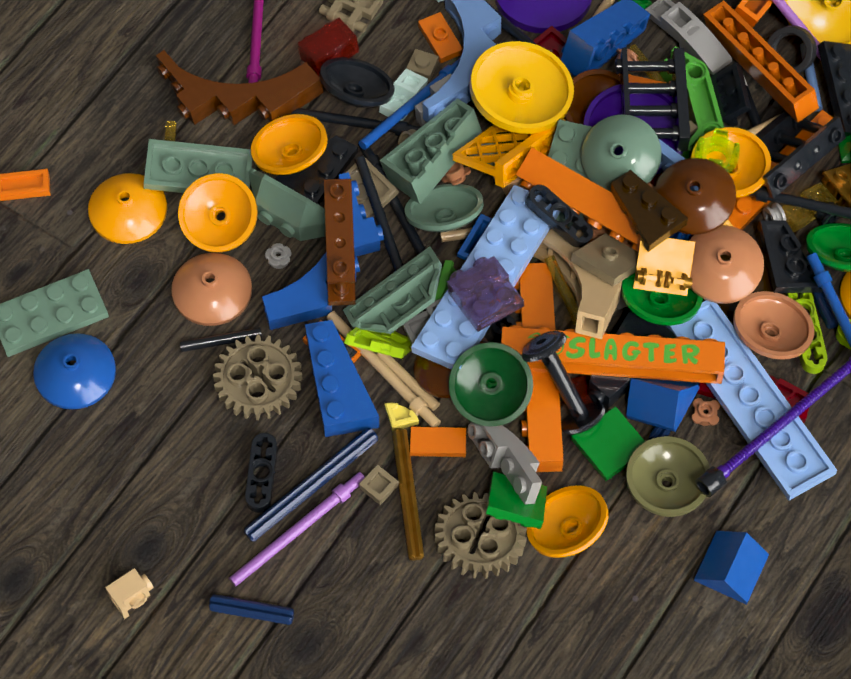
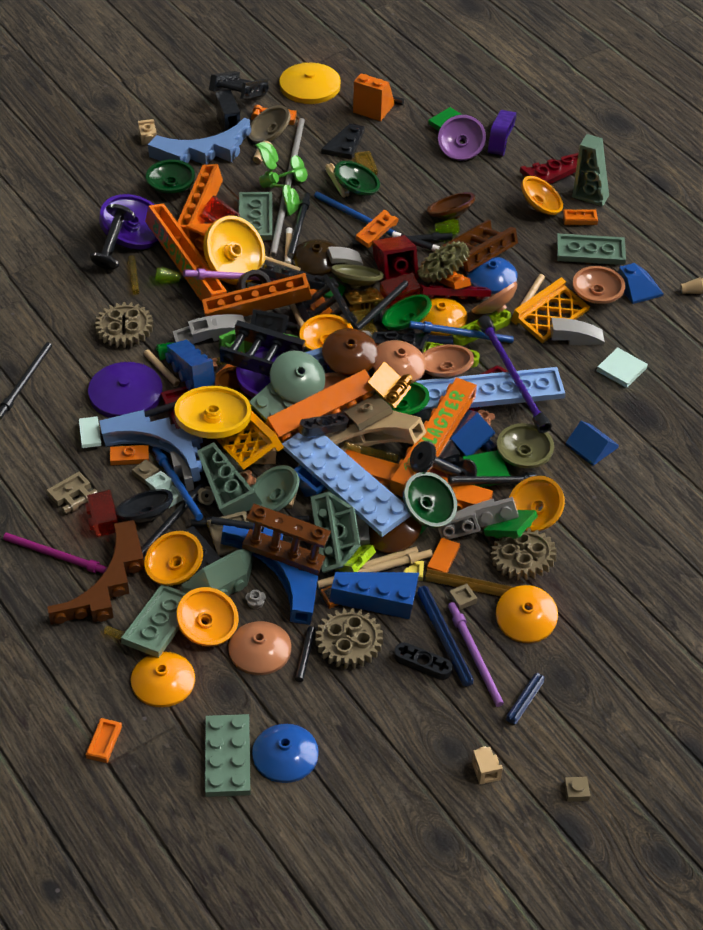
camera: 70 degrees left, 15 degrees down
(393, 583) = (524, 624): none -> light orange dish
(484, 293) = (365, 476): clear purple plate -> none
(615, 500) = (490, 479): none -> black piece
(649, 211) = (357, 370): dark brown wing -> none
(719, 142) = (316, 330): clear neon green piece -> none

